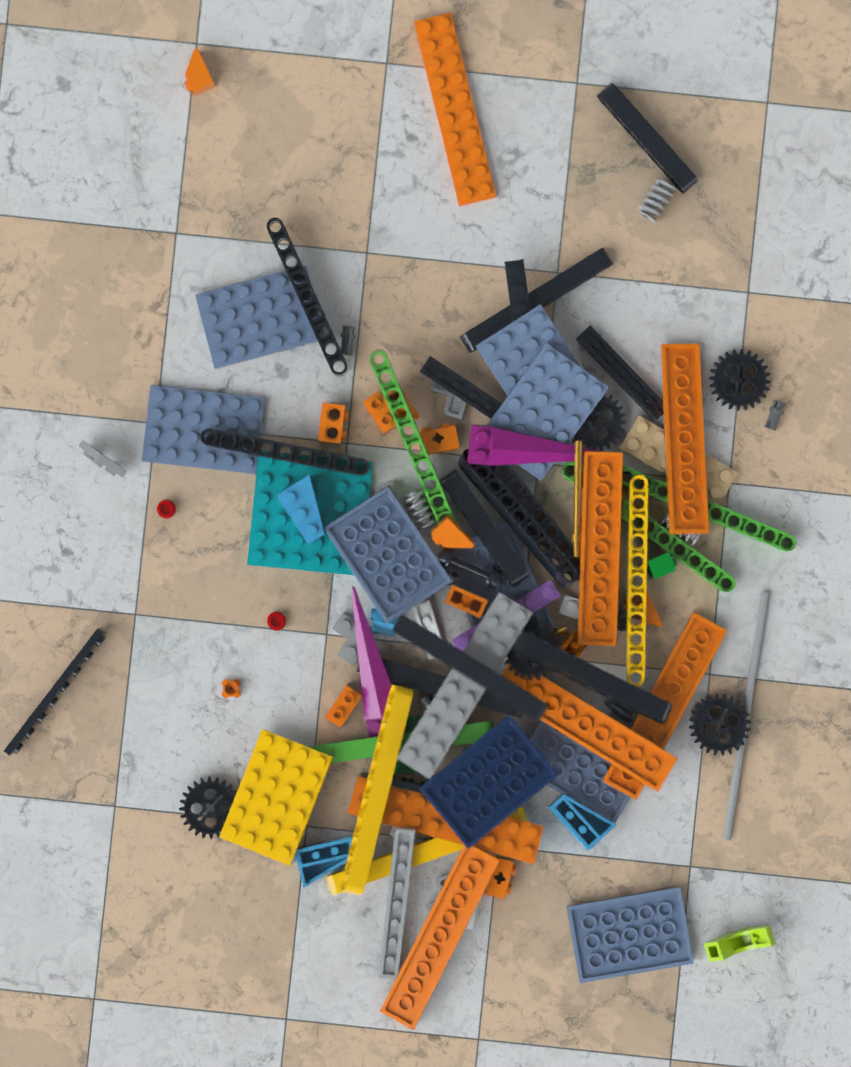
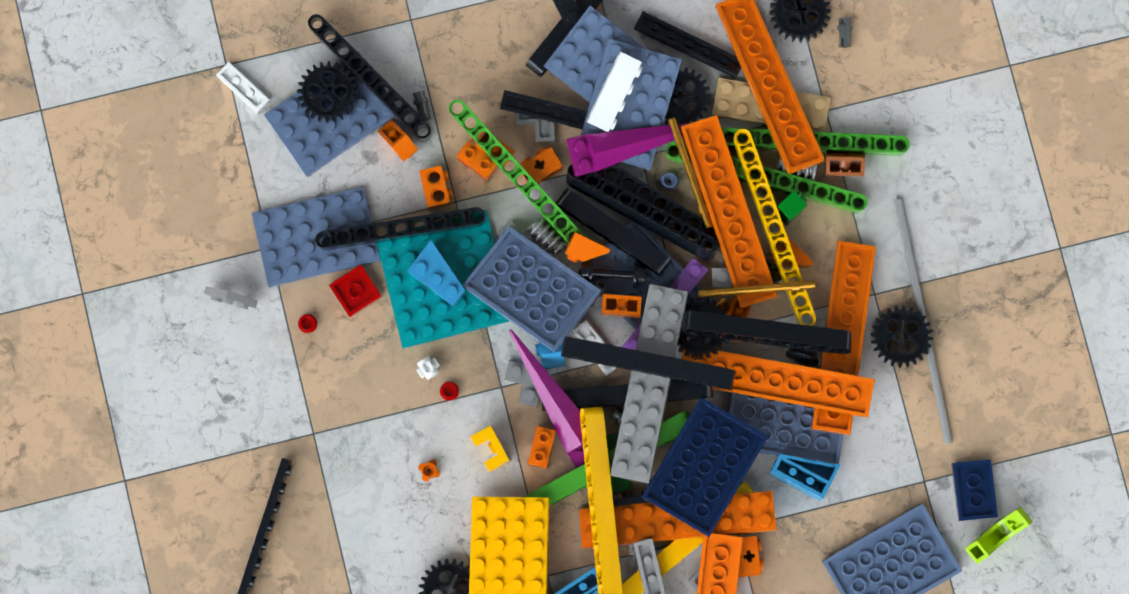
camera: 20 degrees left, 5 degrees down
(184, 261) = (243, 87): none -> white tile
(221, 494) = (355, 291): none -> red plate
(246, 303) = (315, 103): none -> black gear
(264, 592) = (428, 368): none -> white gear
(300, 690) = (494, 445): none -> yellow panel
(312, 365) = (397, 140): none -> orange slope
(532, 397) = (614, 91): none -> white brick
(560, 497) = (669, 176): none -> sand blue plate
(635, 643) = (795, 286): none -> pearl gold bar
(727, 542) = (845, 163): none -> dark orange brick
(733, 892) = (974, 490): none -> dark blue plate

